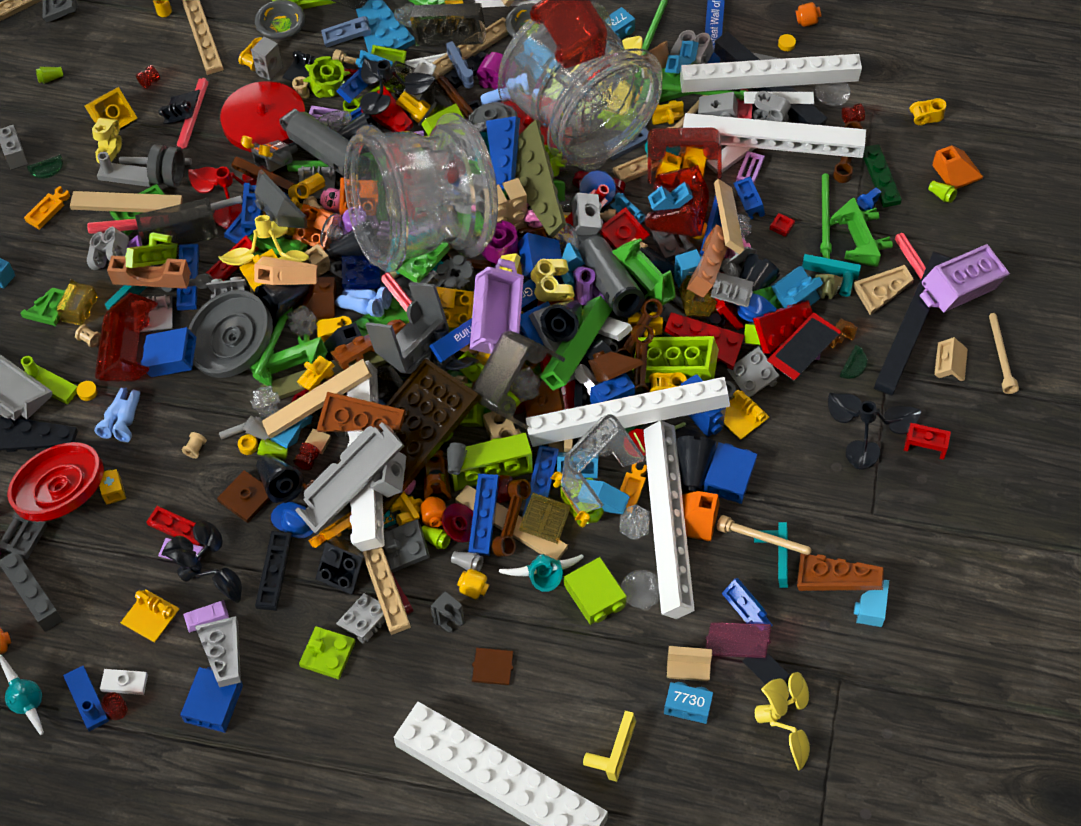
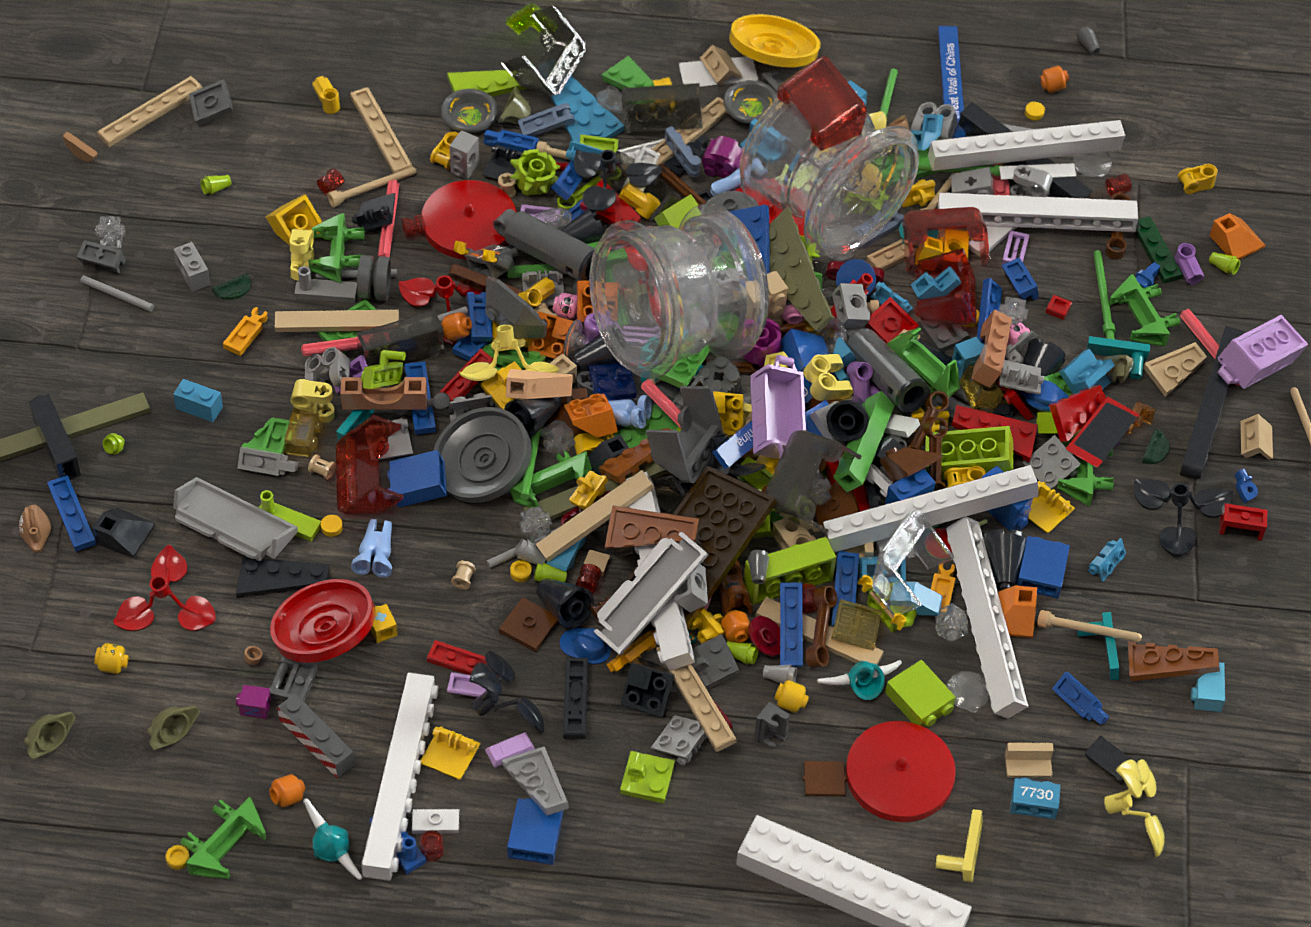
camera: 10 degrees left, 5 degrees down
(39, 328) = (265, 461): none -> light grey hinge
(82, 272) = (307, 398): none -> light yellow piece
(95, 637) = (398, 777): none -> white brick
(146, 122) = (339, 234): none -> bright green hose
(152, 91) = (337, 198): none -> tan piece
(211, 120) = (411, 226): none -> clear red wheel
(228, 213) = (456, 326): none -> orange head
(312, 47) = (511, 139): none -> blue hinge
(321, 19) = (516, 108): none -> olive hat
(332, 303) = (592, 415): none -> orange slope
(565, 665) = (900, 771): none -> red container
(729, 216) = (1005, 300): tan tile -> none
(738, 639) = (1078, 732): clear pink piece -> none
(779, 397) = (1085, 483): none -> bright green hose
(798, 465) = (1113, 554): none -> dark azure hinge
(908, 190) = (1188, 264): none -> medium lavender piece
(933, 402) = (1243, 483): none -> blue piece

